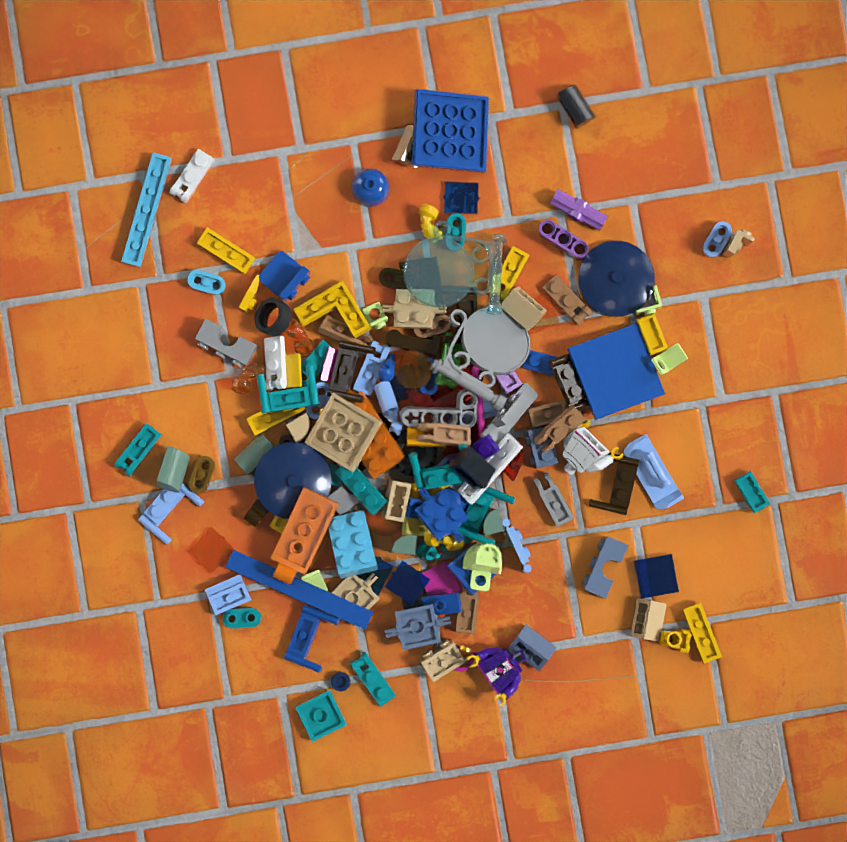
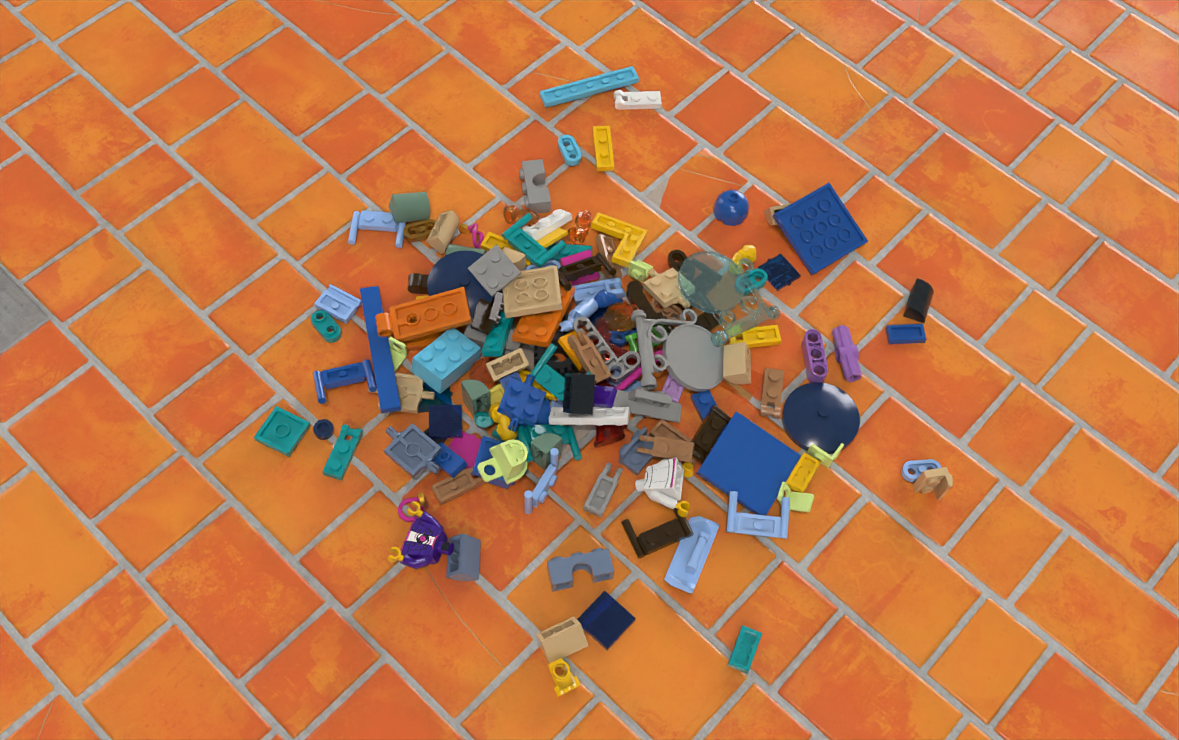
camera: 50 degrees right, 25 degrees down
(138, 449) = (408, 180): teal plate -> none
(211, 550) = (366, 273): clear orange piece -> none
(219, 459) = (443, 231): none -> tan brick
(249, 299) = (580, 180): yellow plate -> none
(252, 438) = (465, 229): none -> dark pink piece
(263, 312) = (580, 200): black tyre -> none
(284, 276) = (617, 194): blue bracket -> none
(304, 450) = (494, 270): none -> light grey plate
(340, 484) = (487, 314): none -> dark brown bracket
(442, 659) = (397, 491): tan bracket -> none
(595, 143) = (905, 334): none -> blue tile
(667, 404) = (757, 524): none -> light blue plate
(702, 633) = (586, 696): yellow plate -> none

